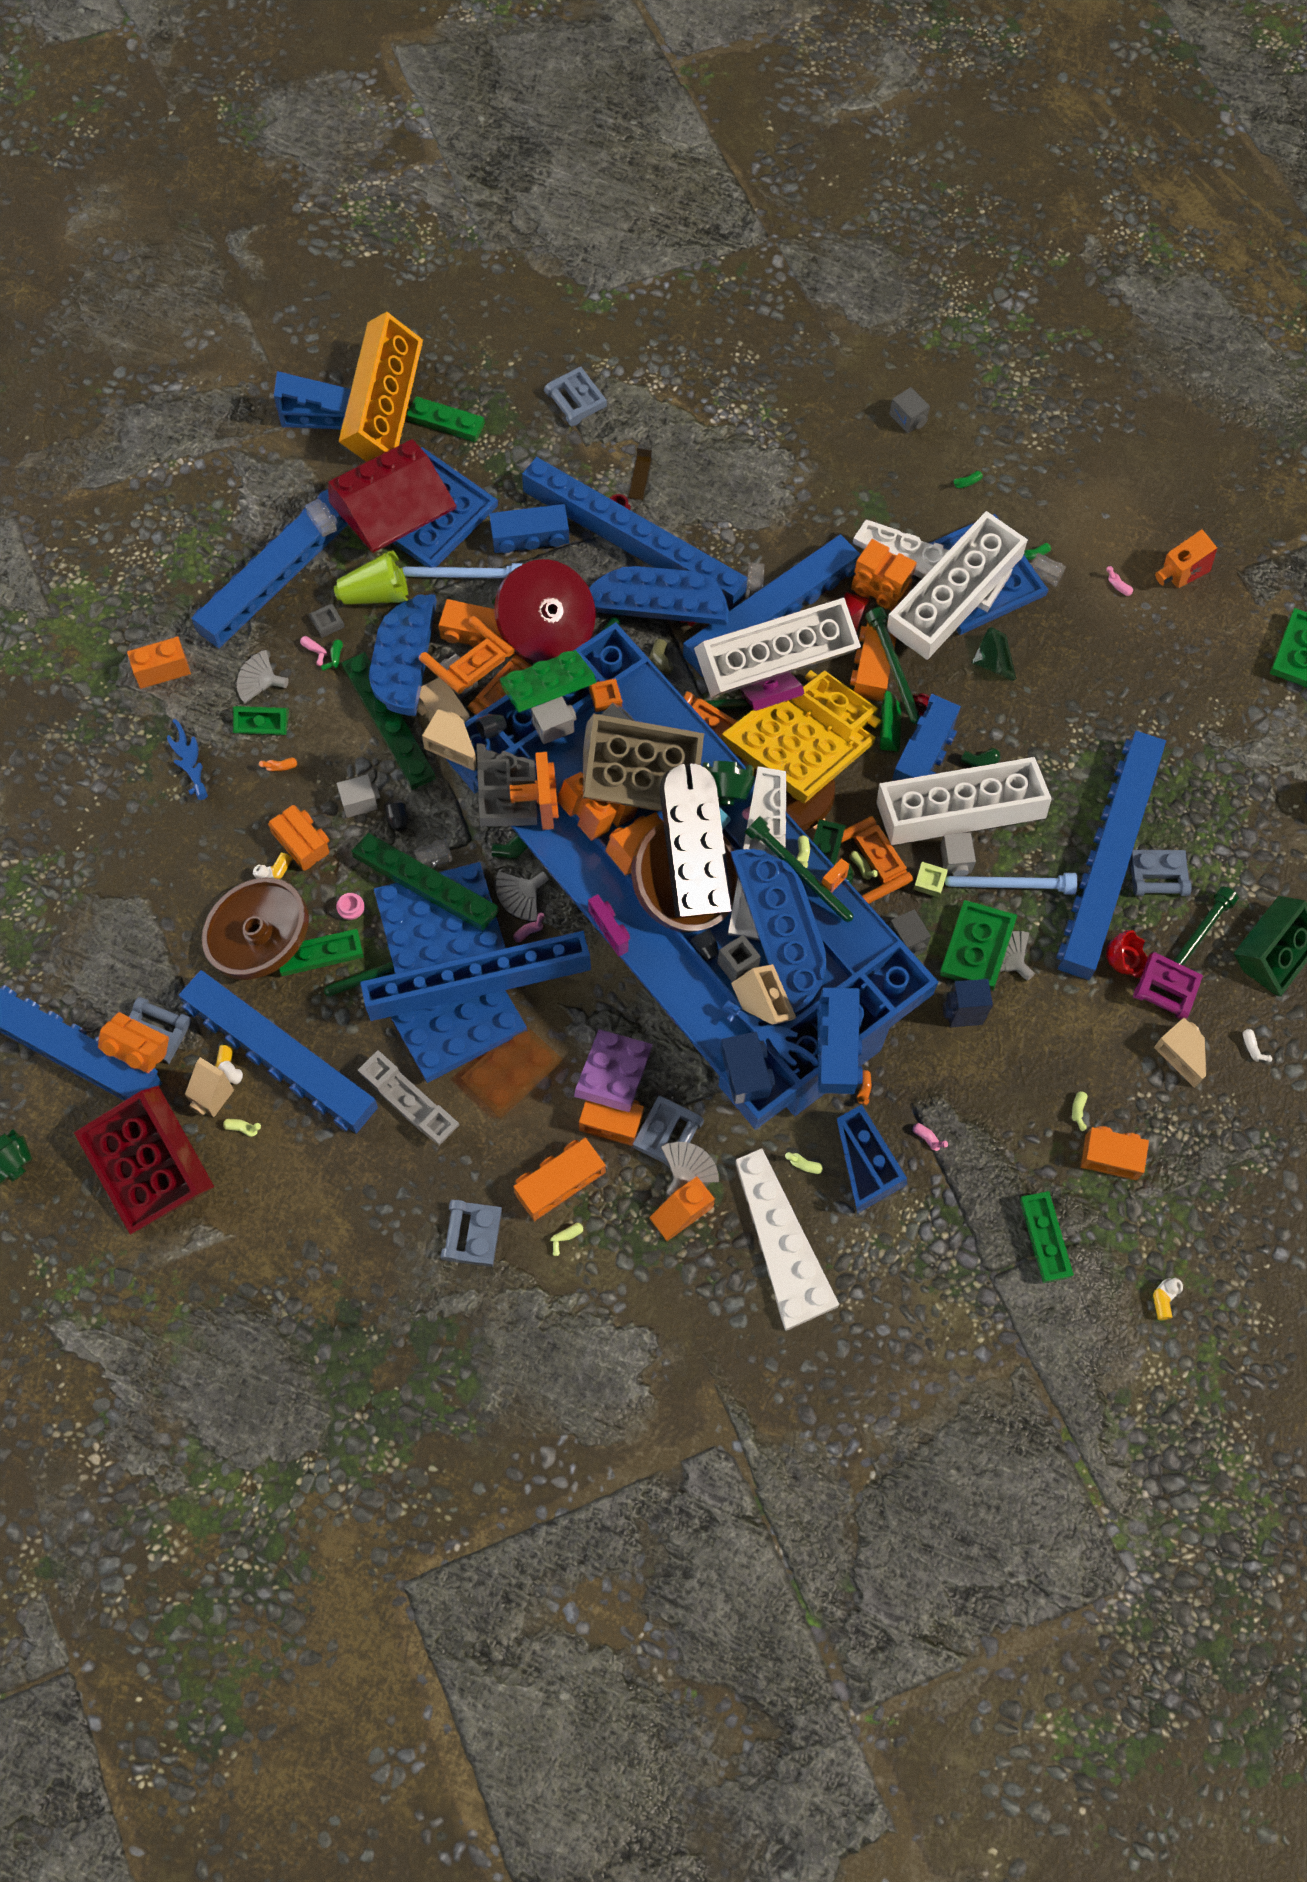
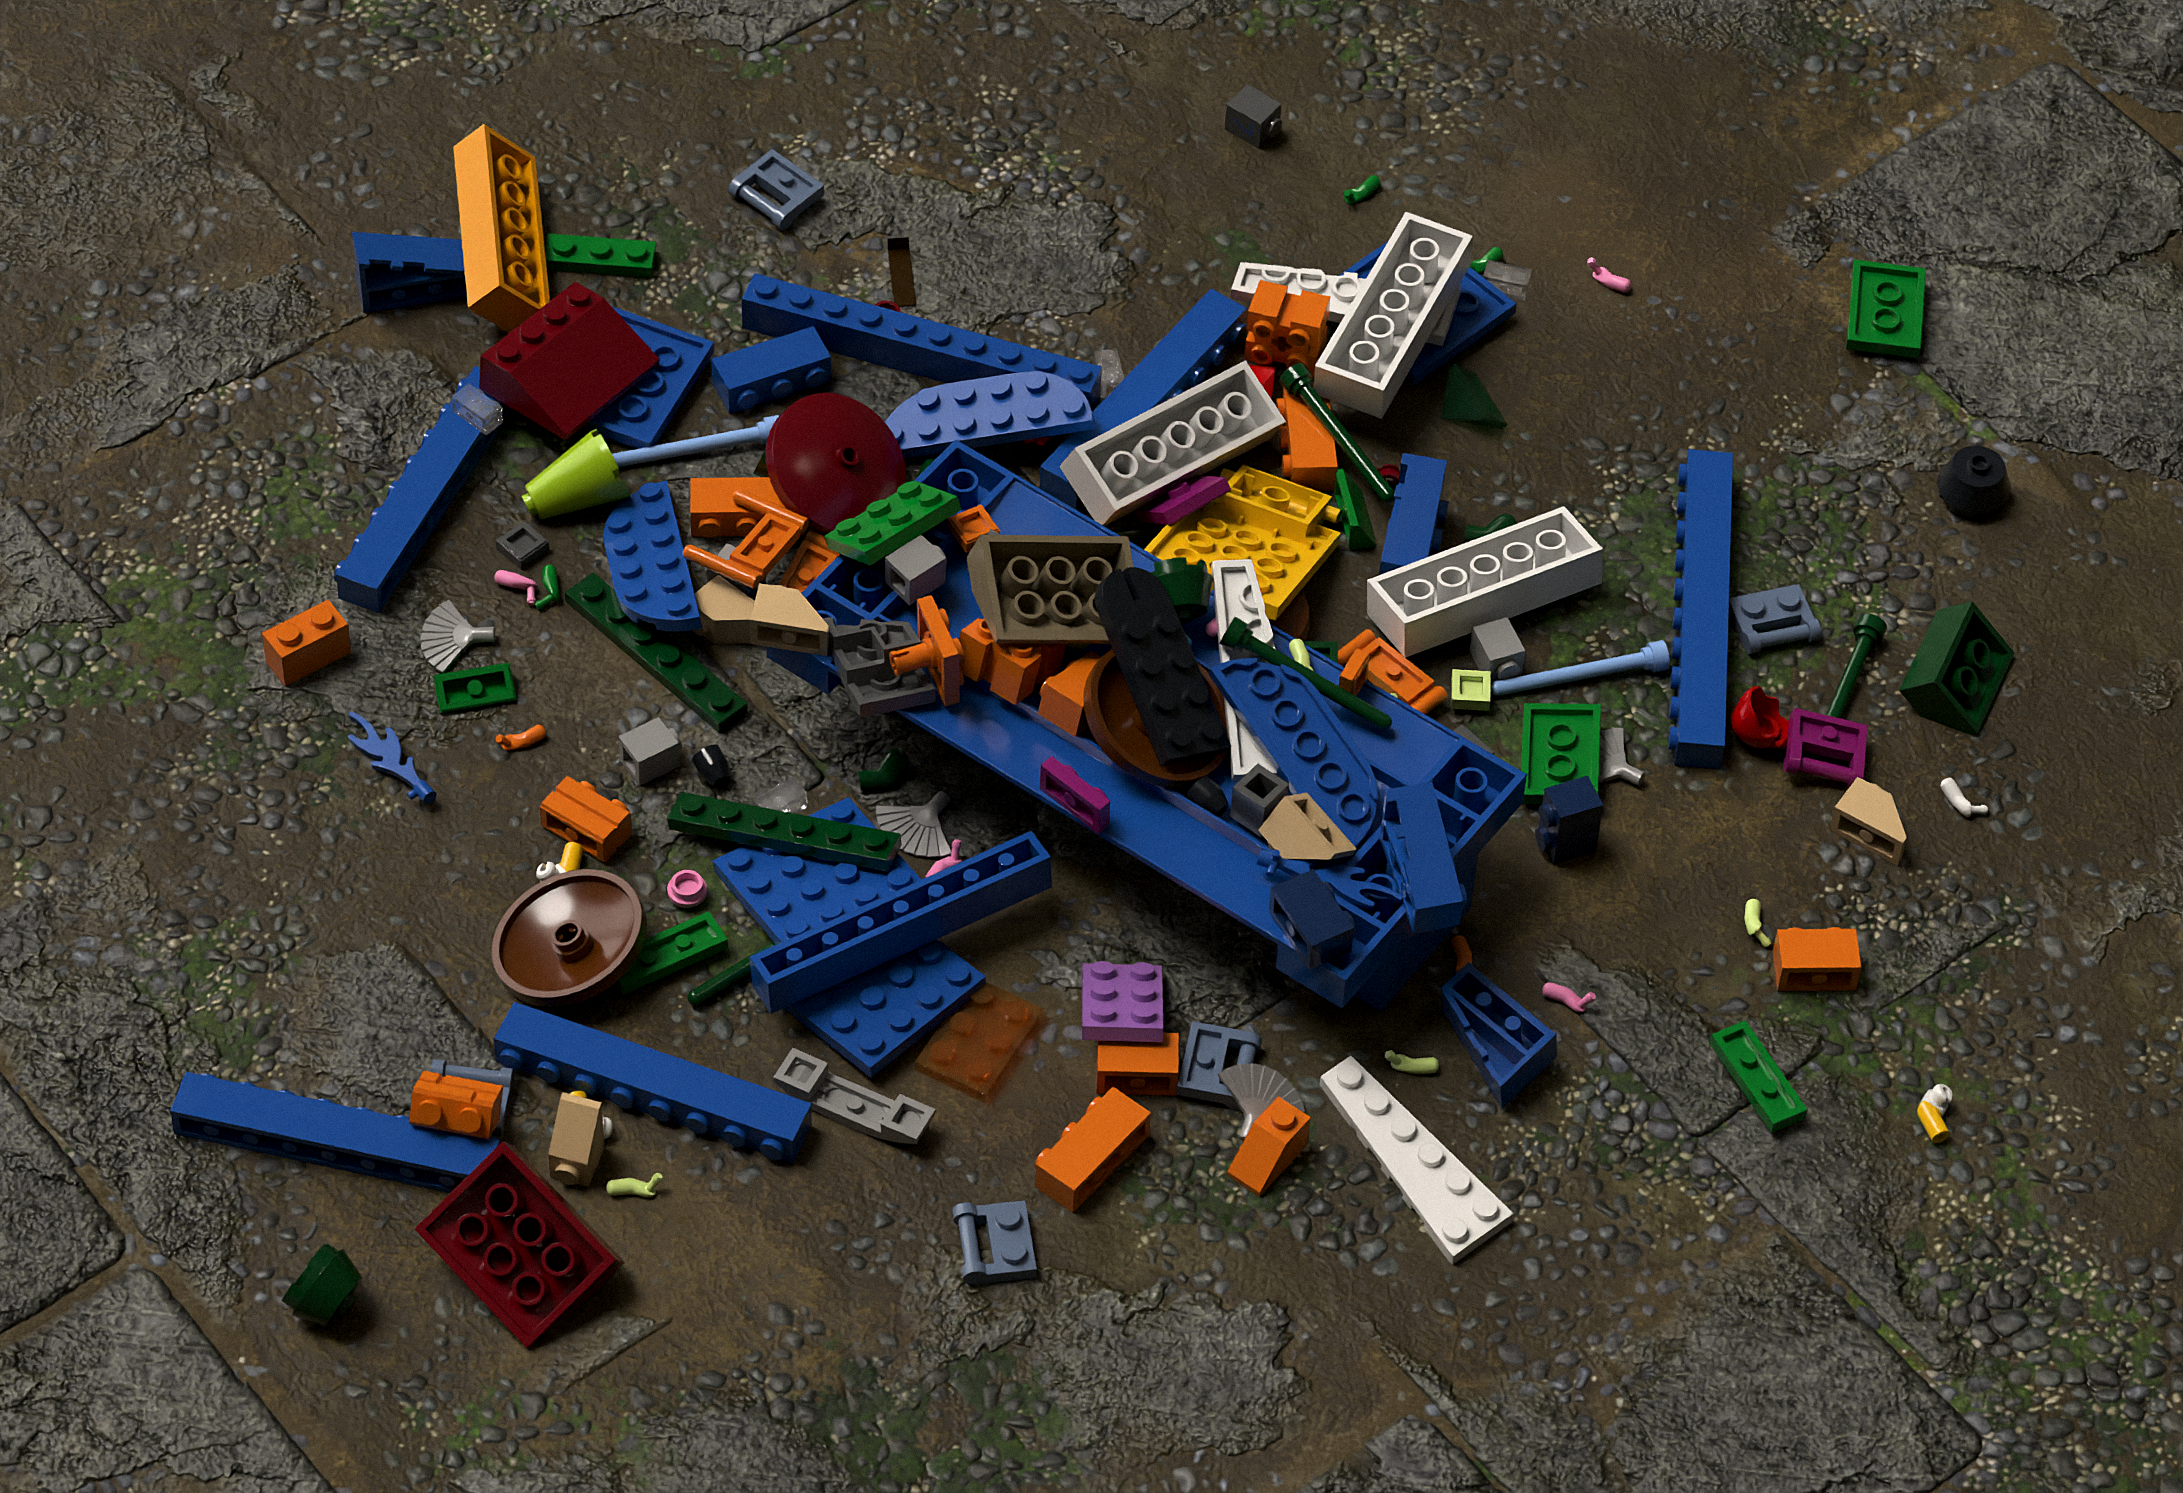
camera: 15 degrees left, 15 degrees down
(490, 725) = (831, 595): black hose -> none
(566, 1234) = (1123, 1216): yellowish green piece -> none
(1188, 560) = (1695, 228): orange torso -> none

